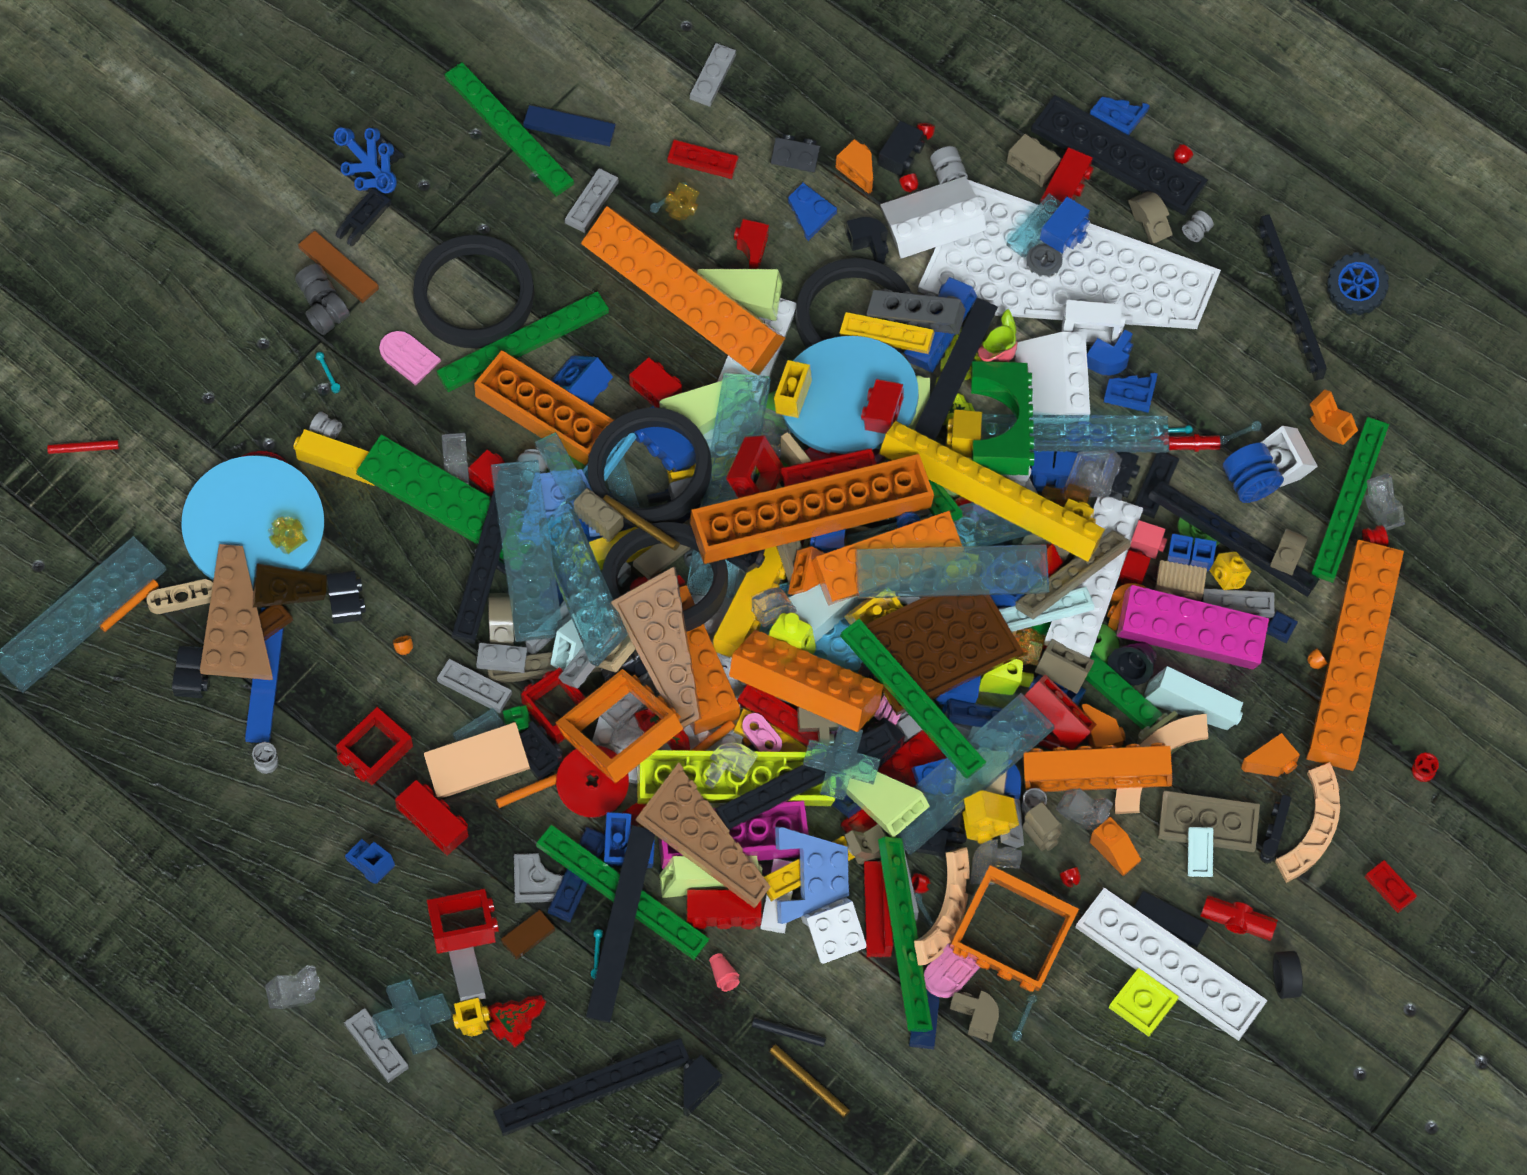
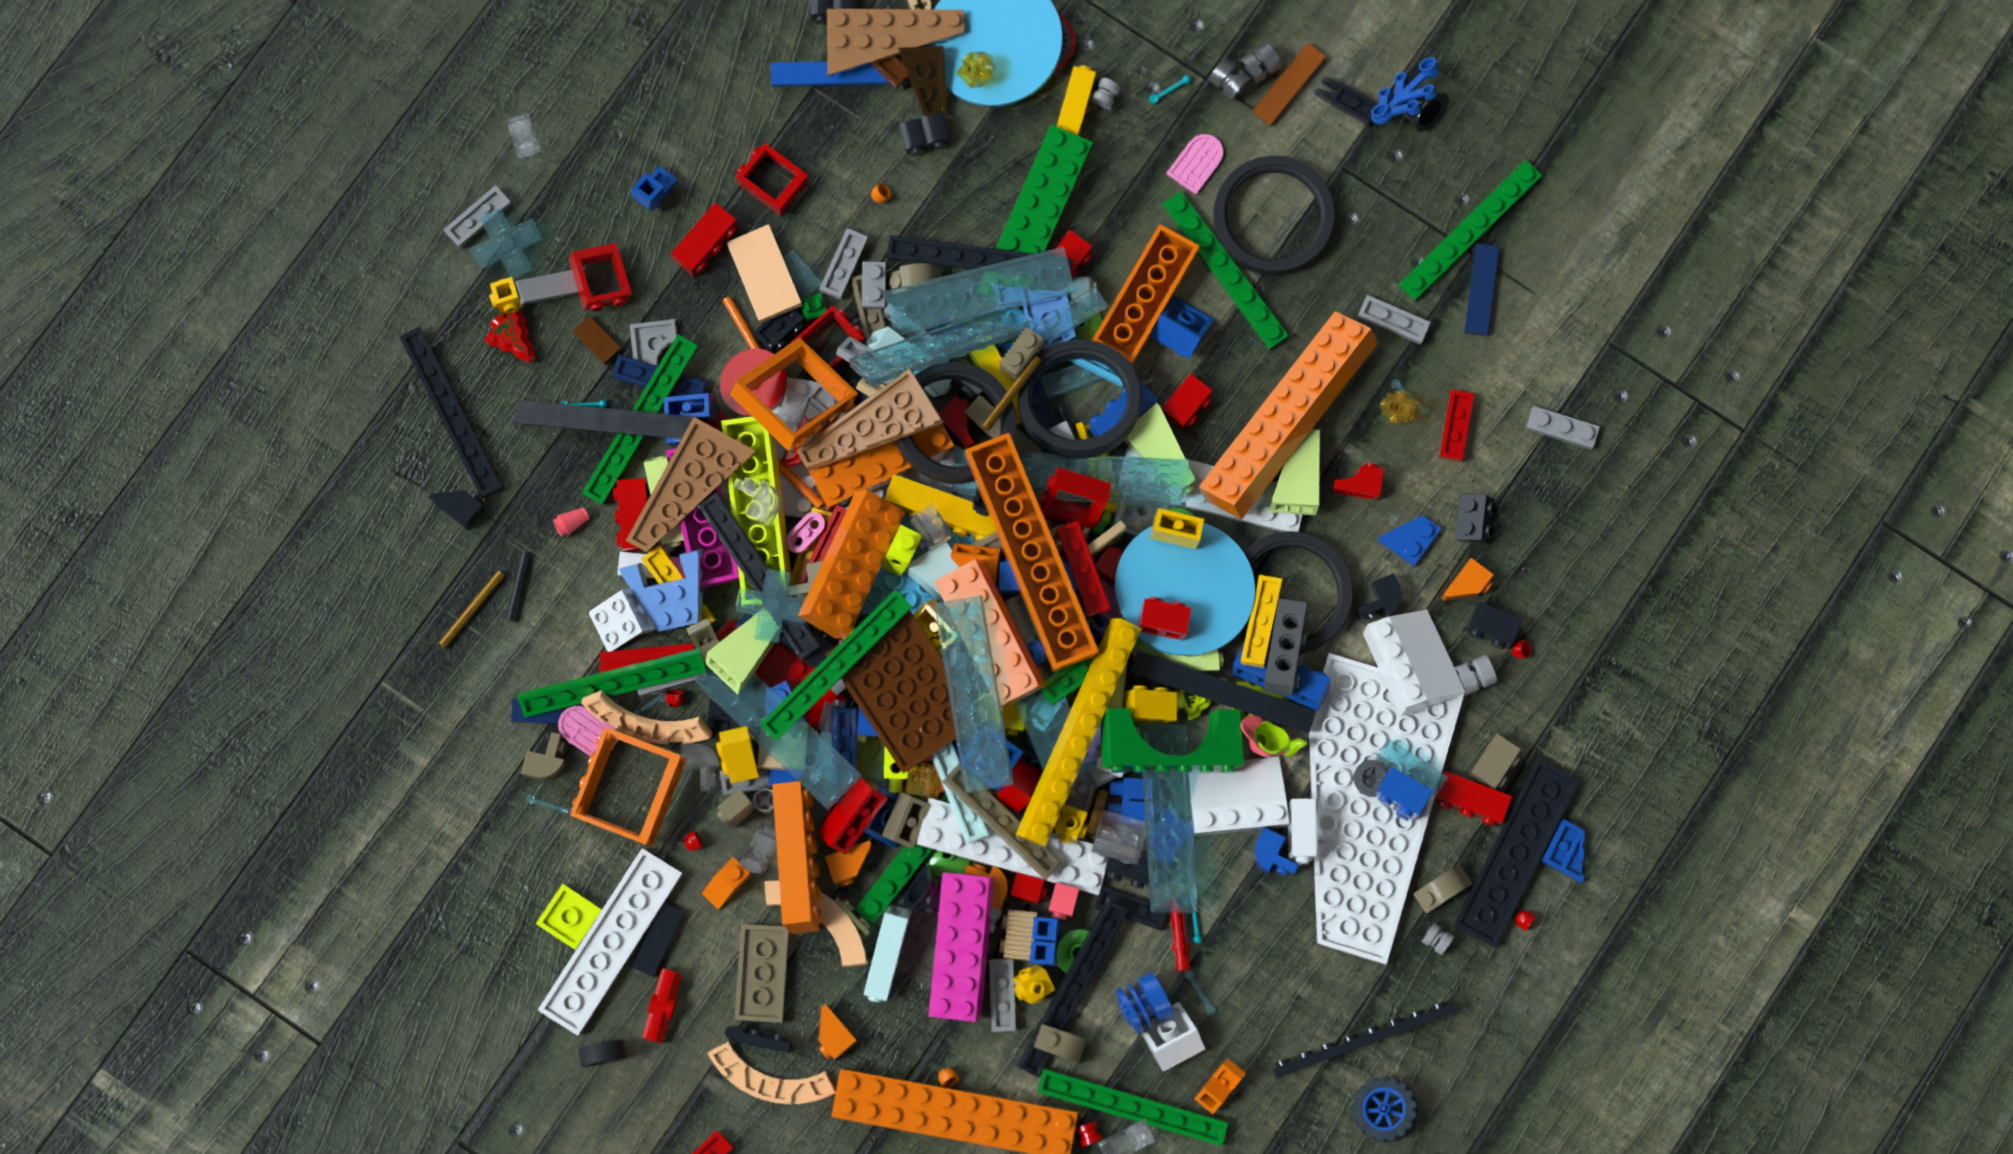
camera: 85 degrees right, 15 degrees up
(264, 752) = (752, 78): light grey wheel -> none
(455, 456) = (1083, 217): clear brick -> none
(909, 182) = (1453, 637): red hinge -> none
(1131, 392) = (1232, 878): blue wing -> none
(1200, 851) = (726, 965): light aqua tile -> none
(1281, 627) = (982, 1041): dark blue tile -> none

